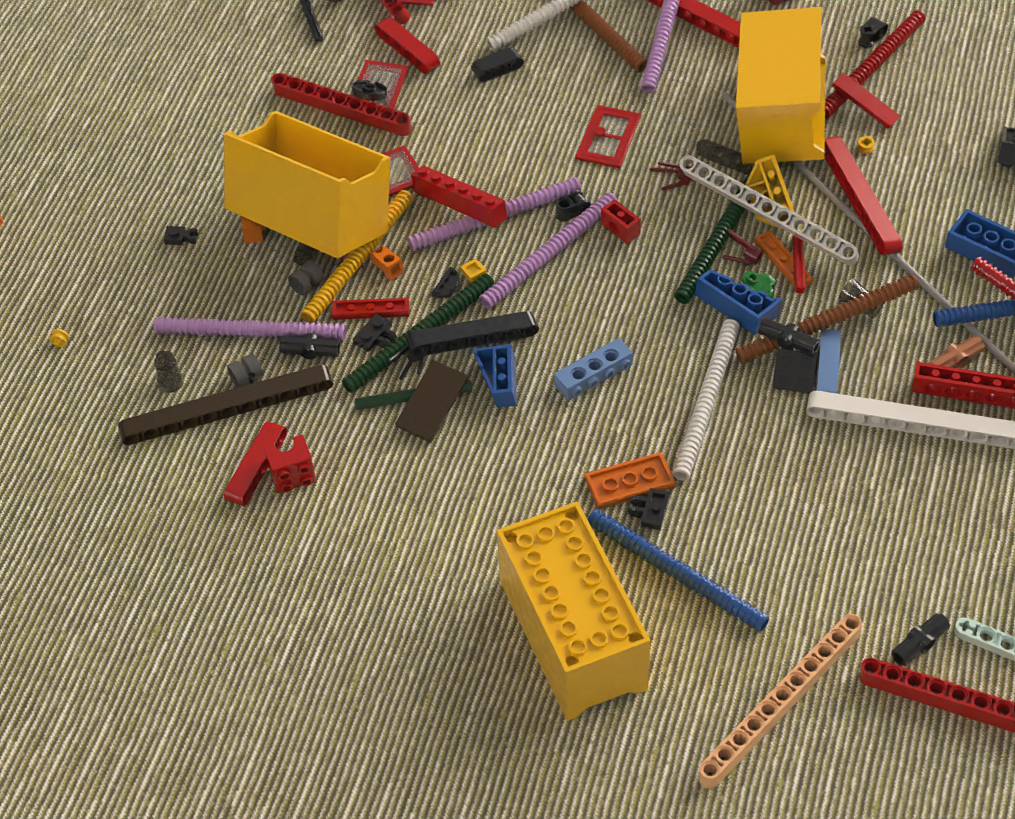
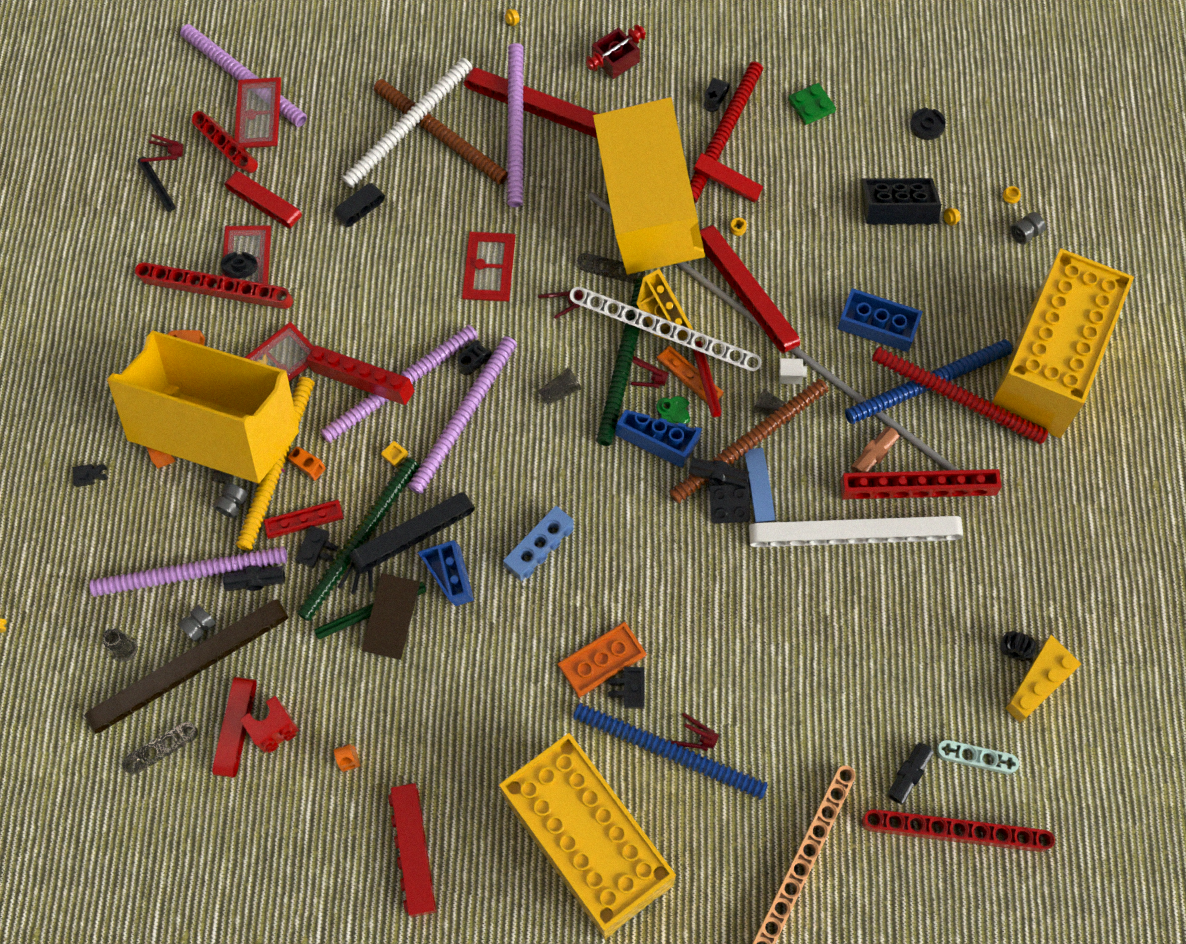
camera: 15 degrees left, 15 degrees up
(179, 464) = (161, 750): none -> clear smoke beam
(355, 506) = (347, 757): none -> orange leg
(397, 601) = (413, 850): none -> red brick
(447, 285) = (373, 476): black plate -> none
(620, 221) = (525, 368): red brick -> none
(650, 244) = (559, 387): none -> clear smoke plant
(706, 400) = (654, 554): white piece -> none
(718, 566) = (708, 736): none -> dark red plant
(887, 270) = (791, 371): none -> white brick
(968, 56) = (812, 103): none -> green plate

